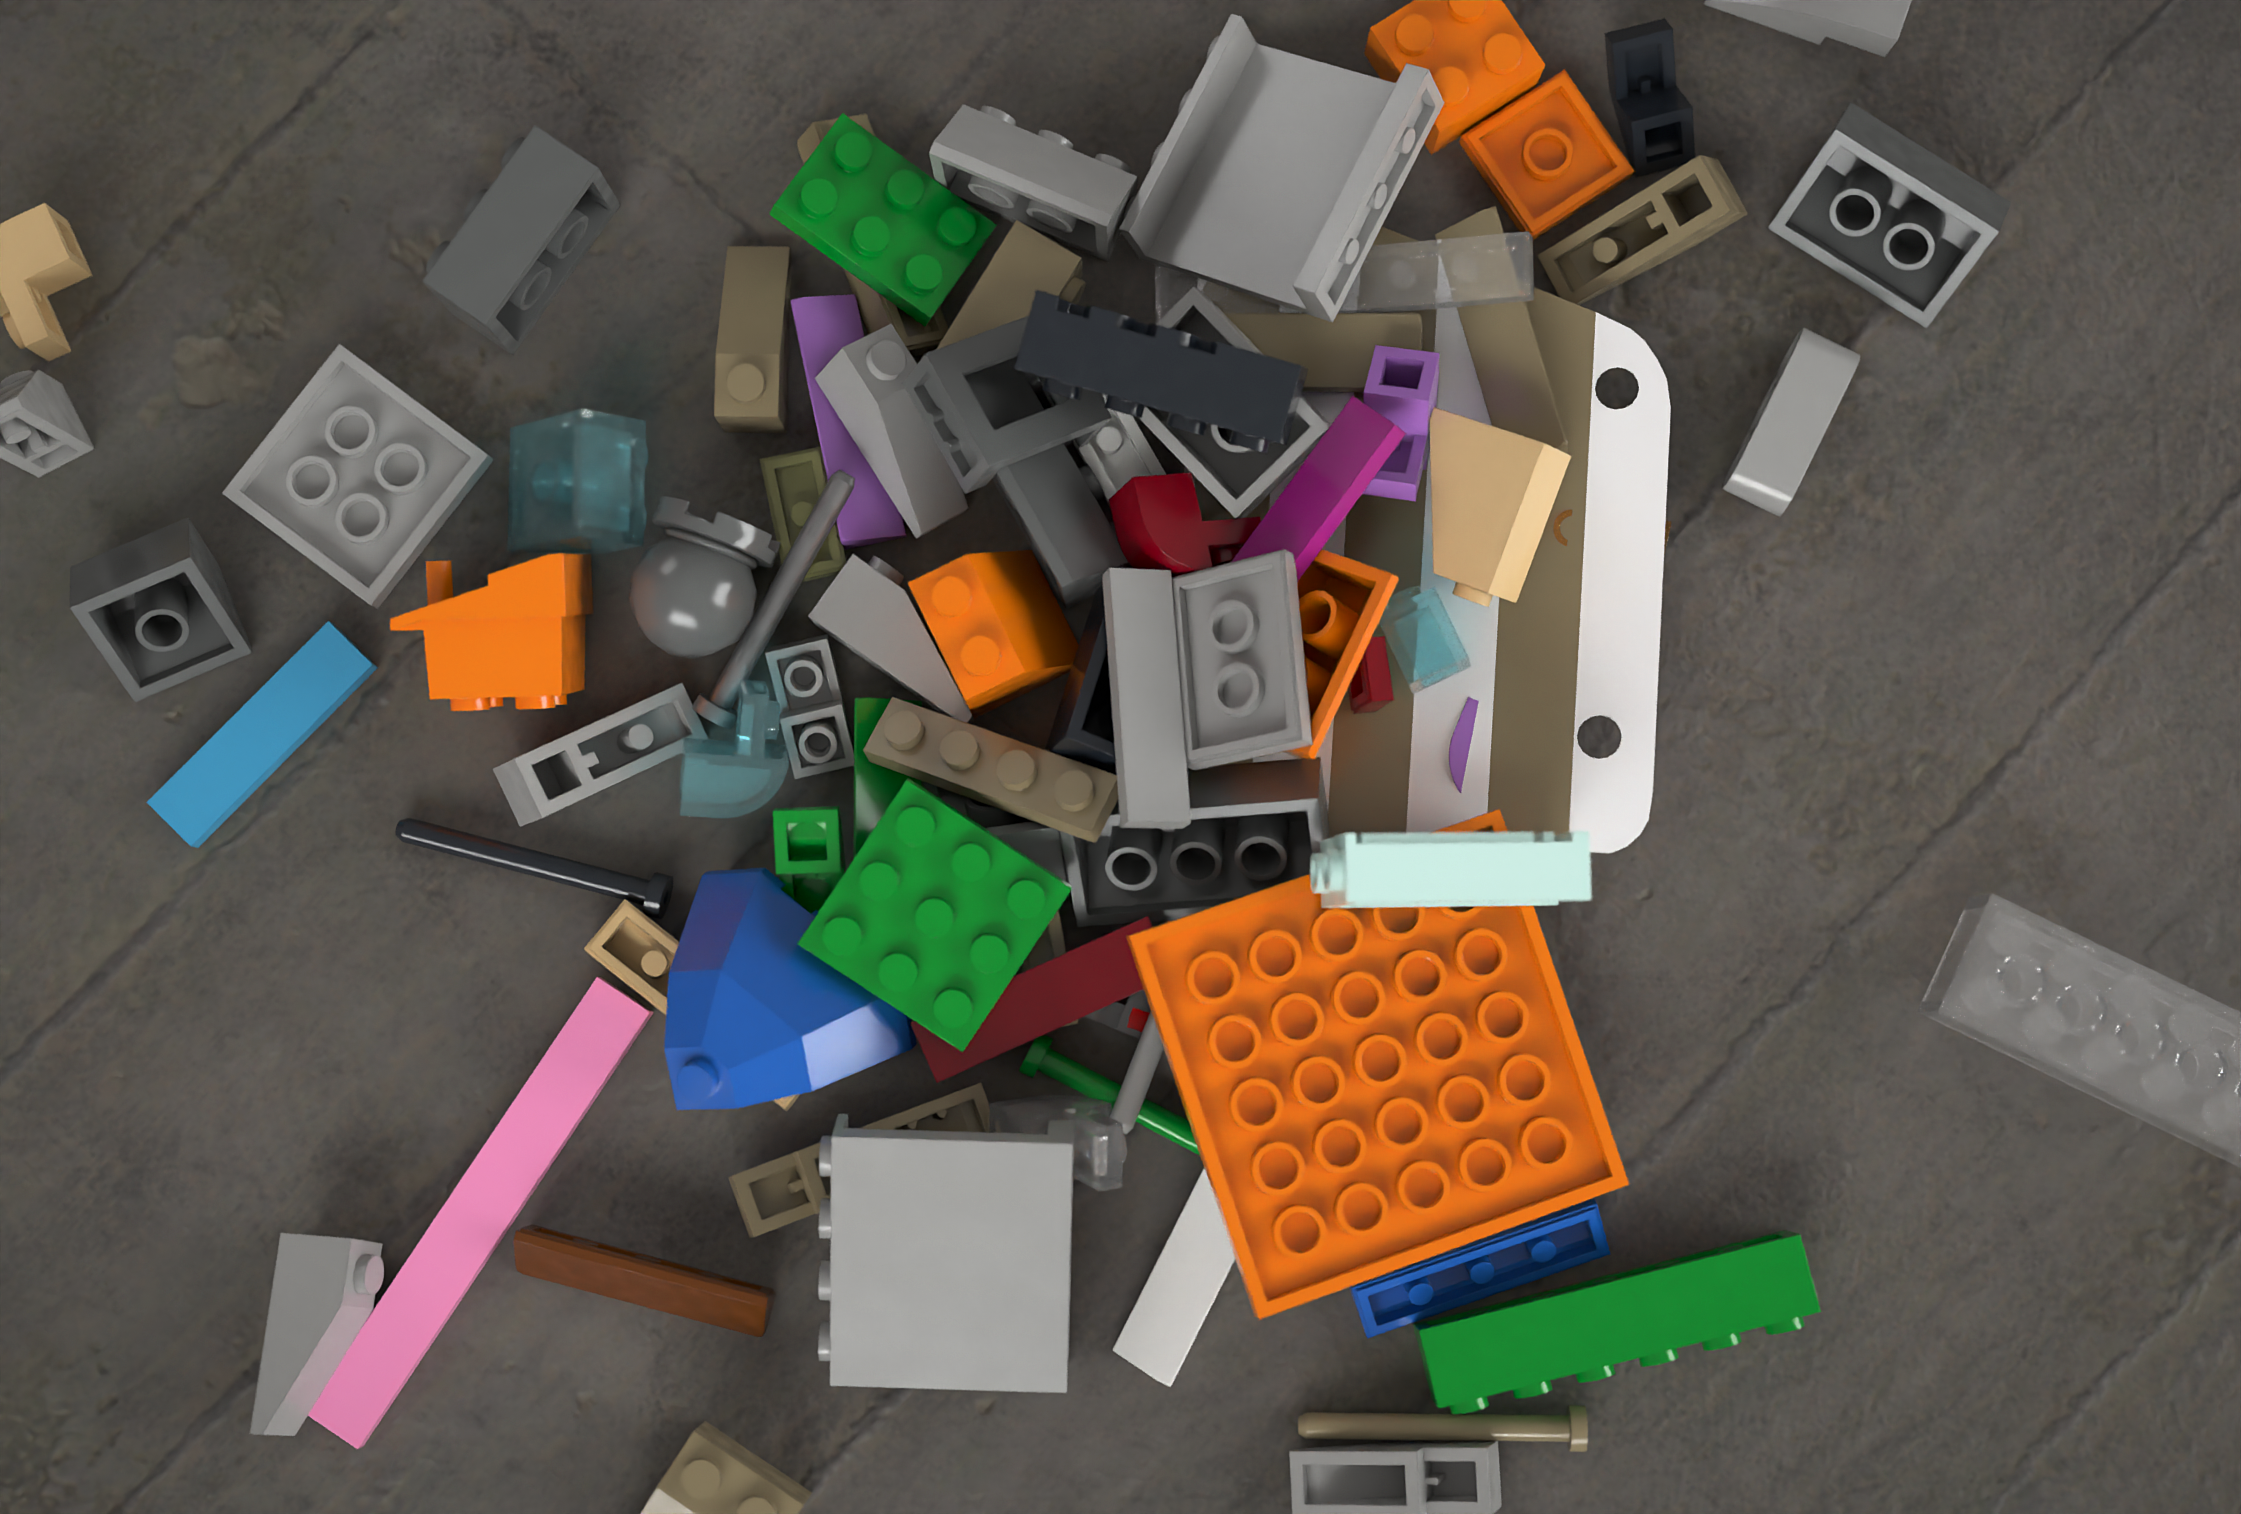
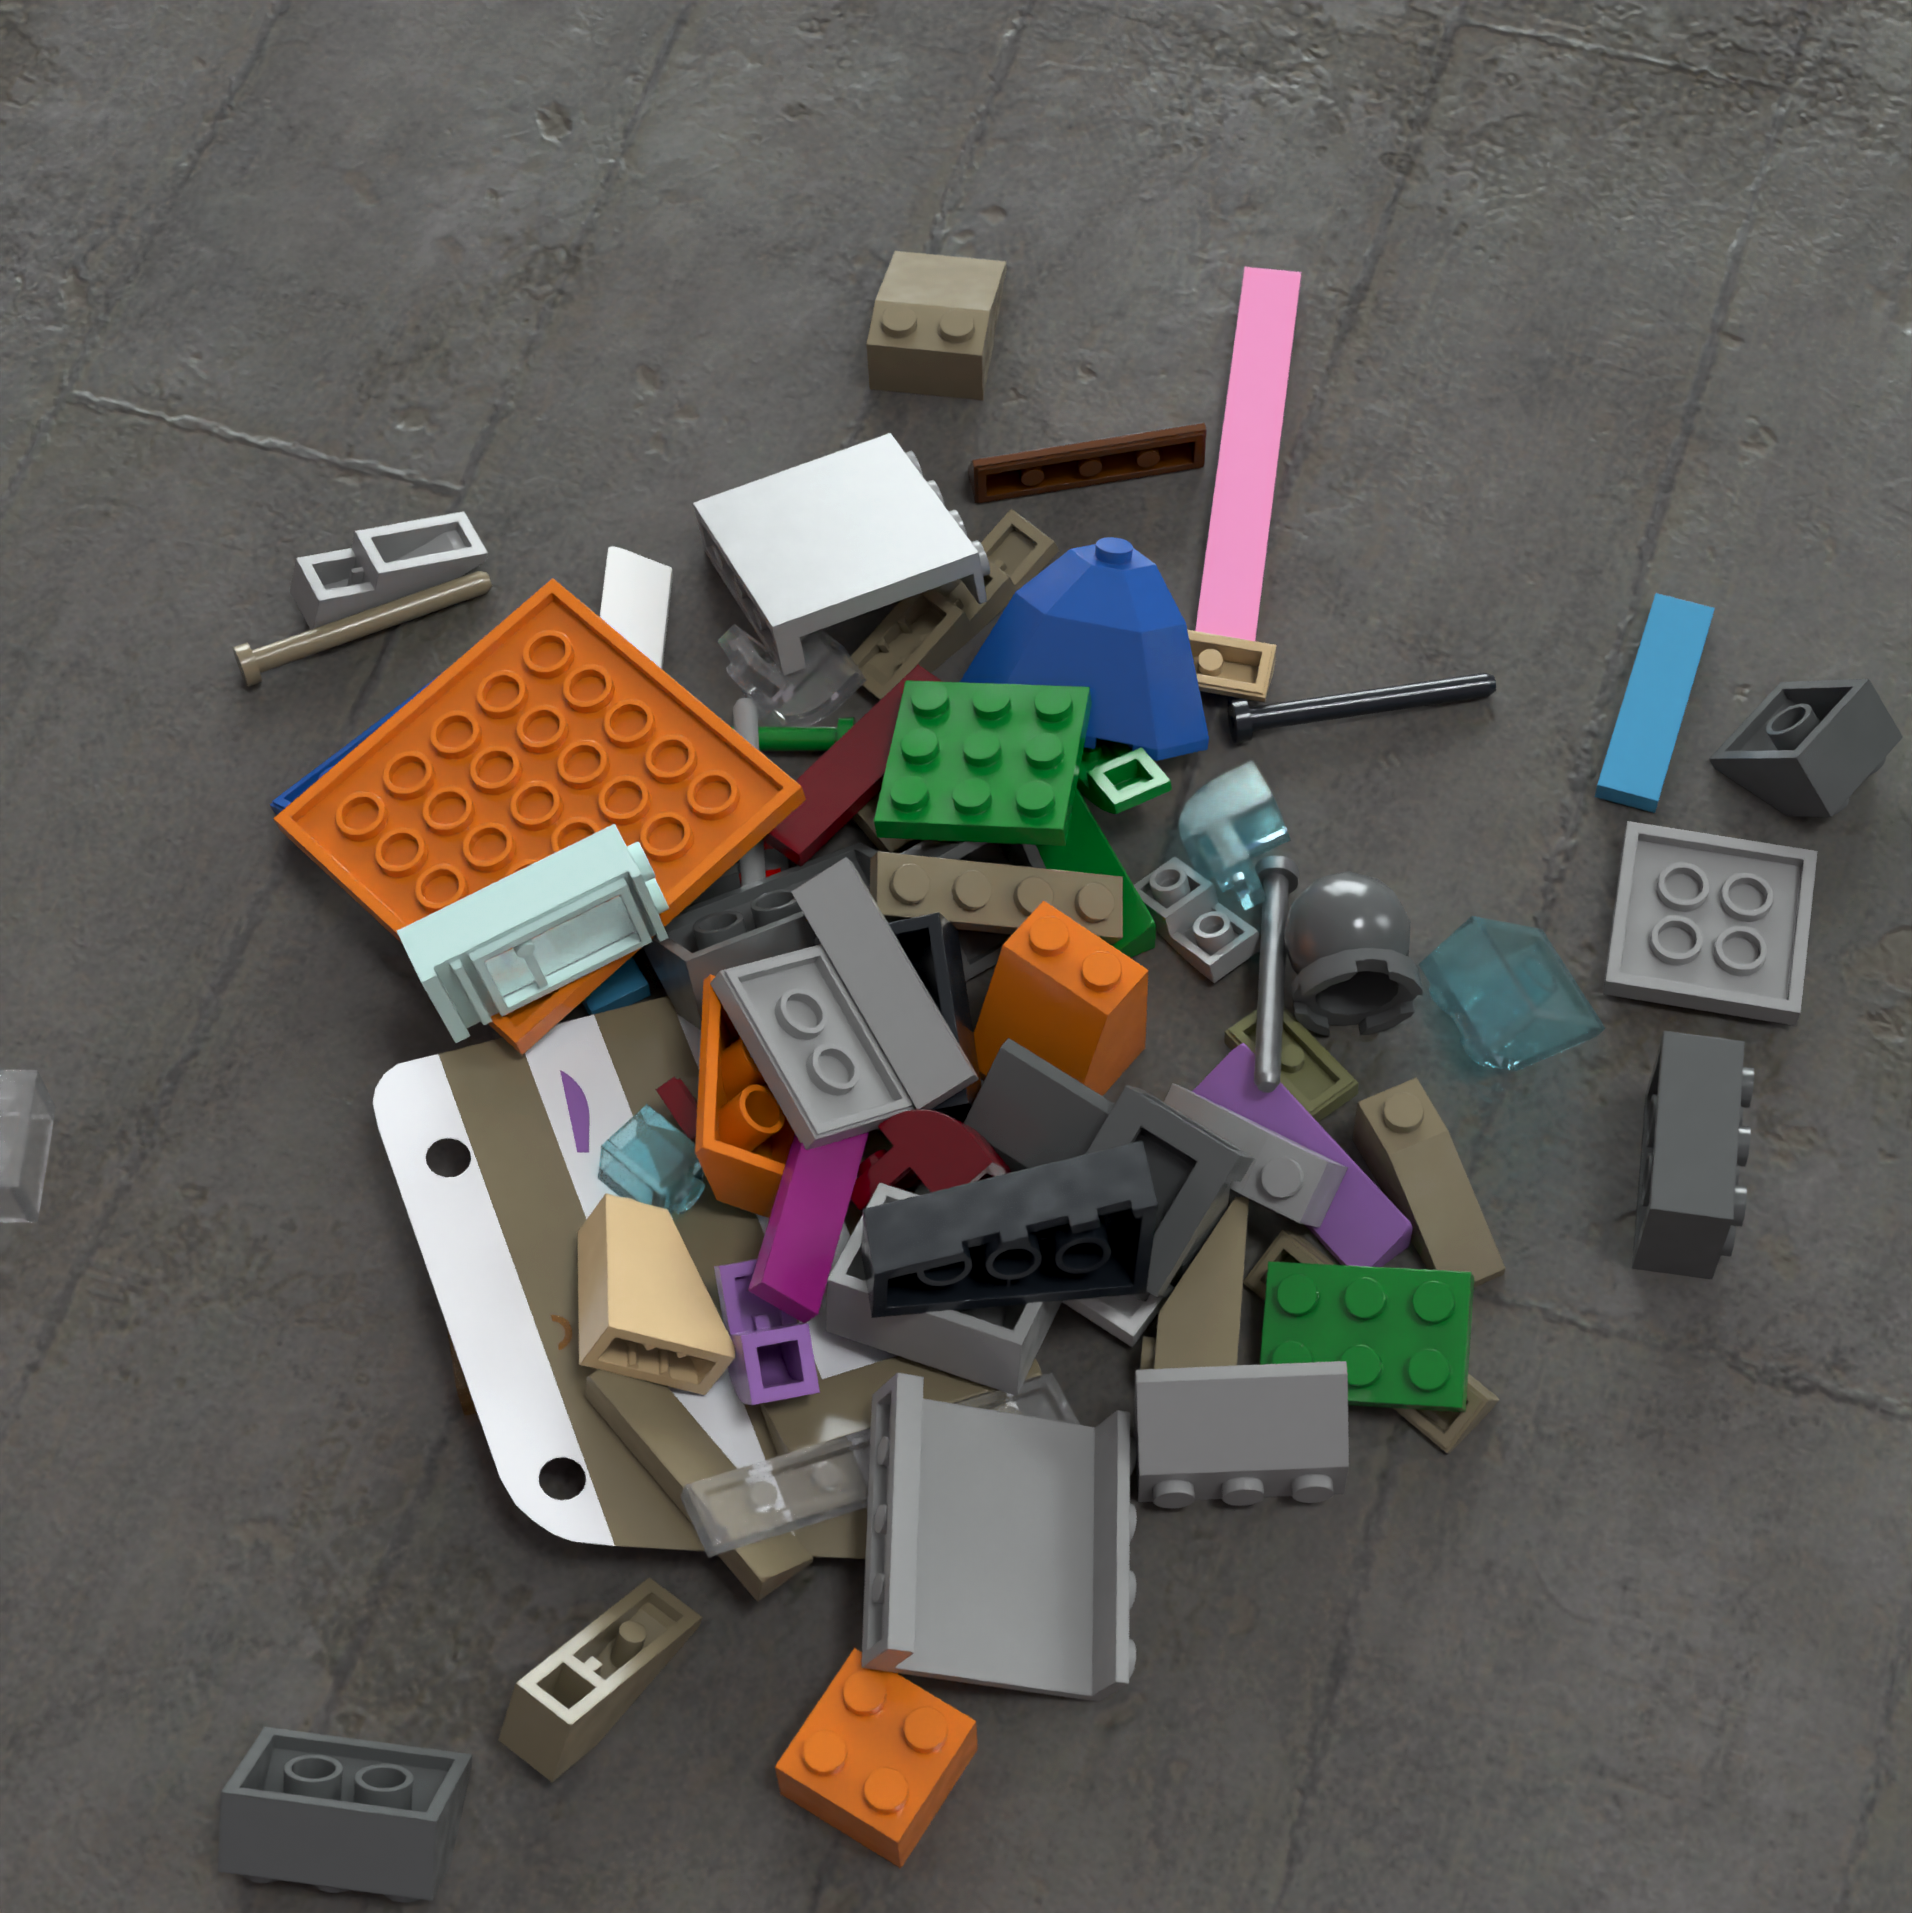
camera: 155 degrees right, 25 degrees down
(315, 1312) = (1334, 330): light grey slope -> none
(506, 638) = (1492, 825): orange piece -> none
(599, 755) = (1357, 789): light grey slope -> none
(879, 624) = (1185, 1001): light grey slope -> none
(1546, 155) = (731, 1720): orange tile -> none
(1616, 1320) = (243, 749): green brick -> none
(1645, 97) = (652, 1822): black slope -> none
(1791, 422) = (372, 1558): light grey beam -> none

